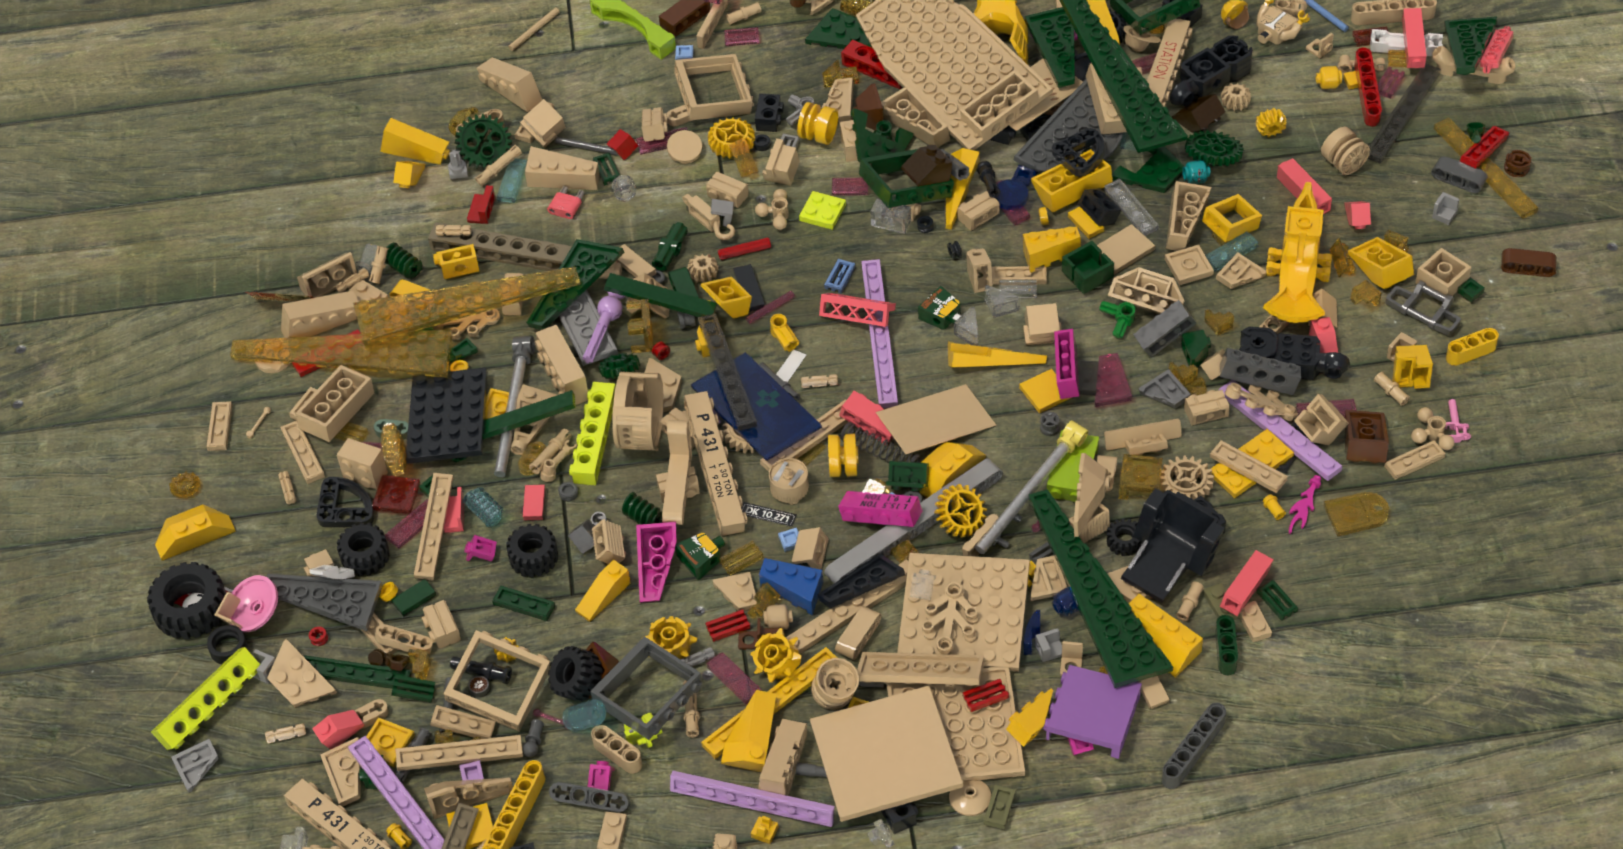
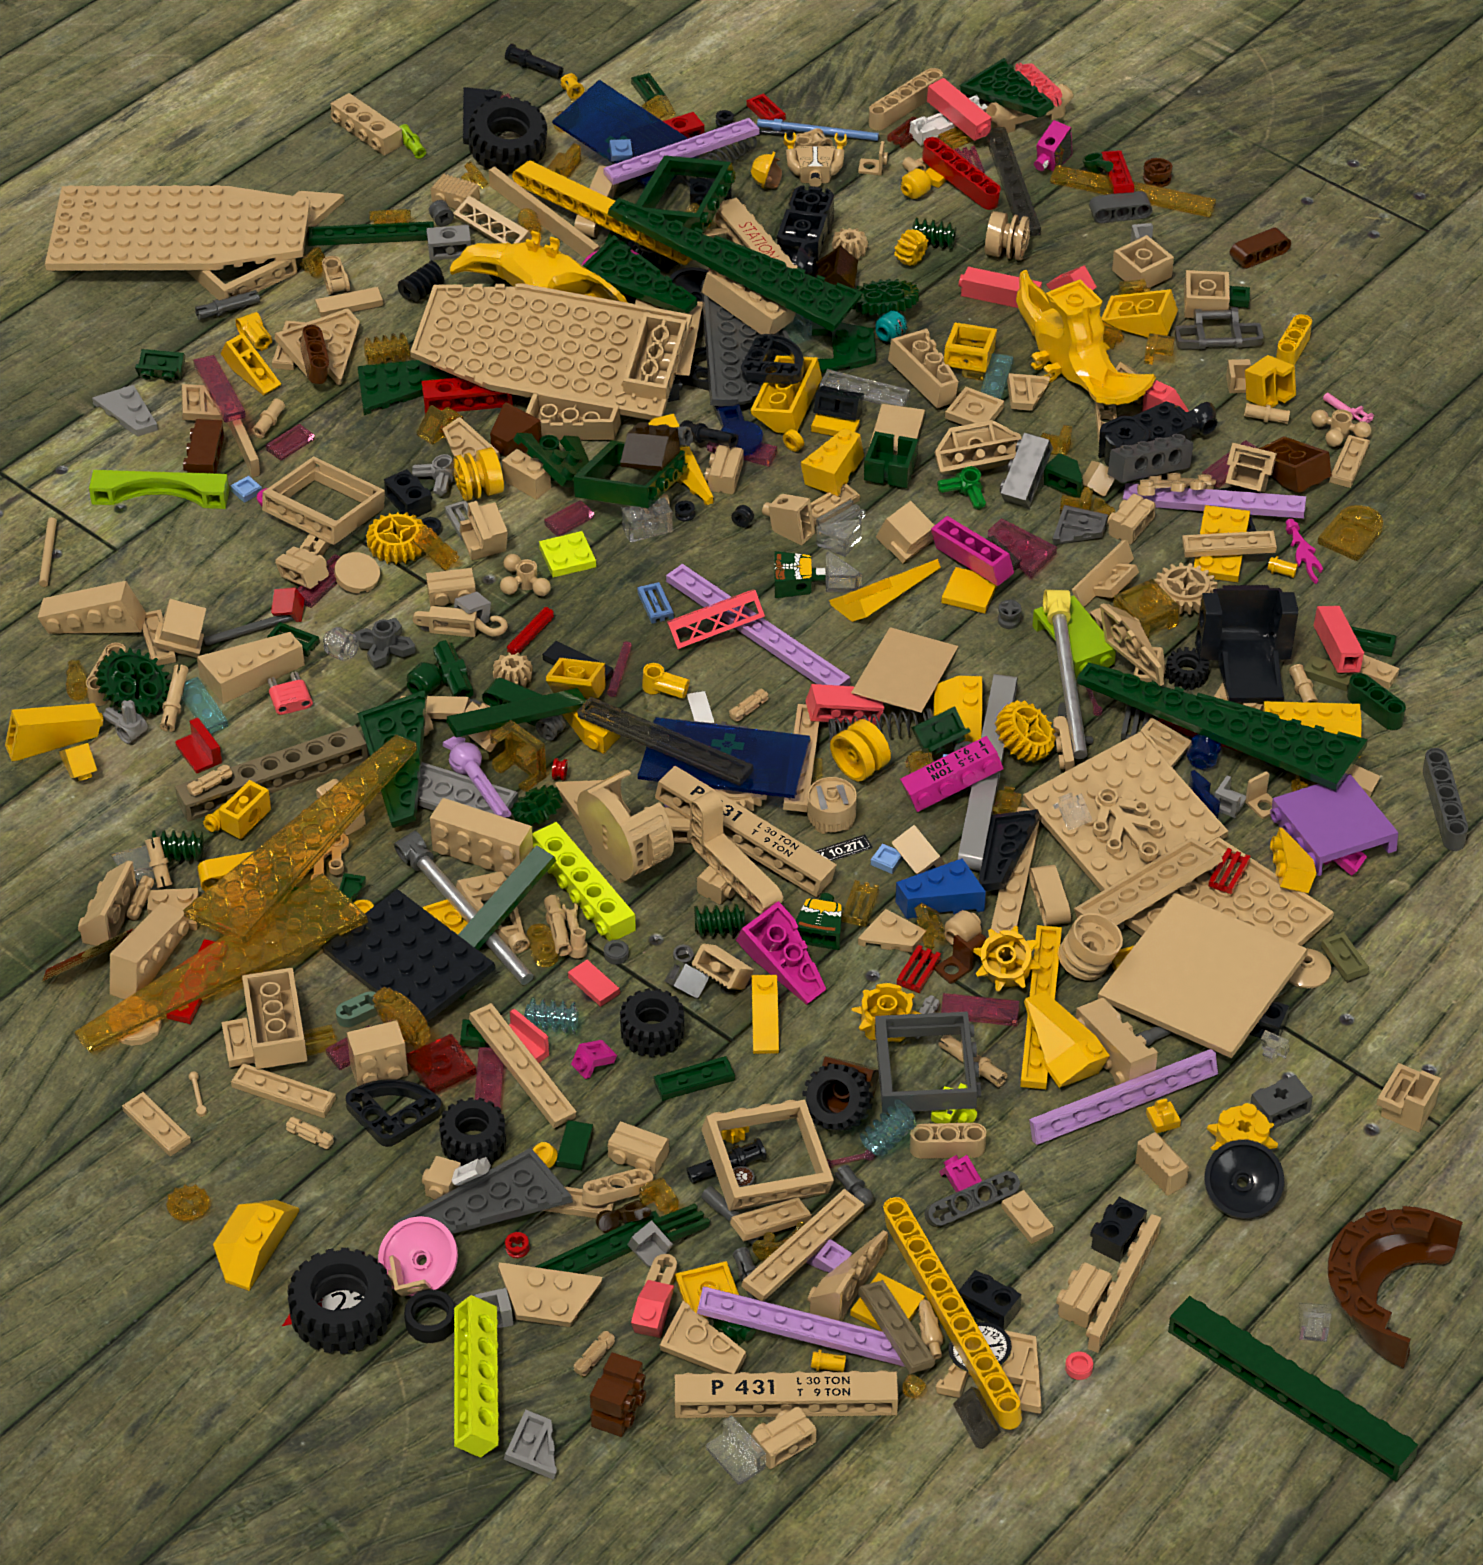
camera: 45 degrees left, 5 degrees down
(259, 766) = (617, 1394): none -> reddish brown brick
(381, 687) = (649, 1243): none -> light grey panel
(647, 241) = (424, 677): none -> dark green head
(652, 201) = (383, 640): none -> dark grey plant
(1302, 121) = (936, 233): none -> dark green piece
(1423, 225) = (1143, 261): none -> tan brick
(1455, 103) = (1054, 147): none -> dark pink torso

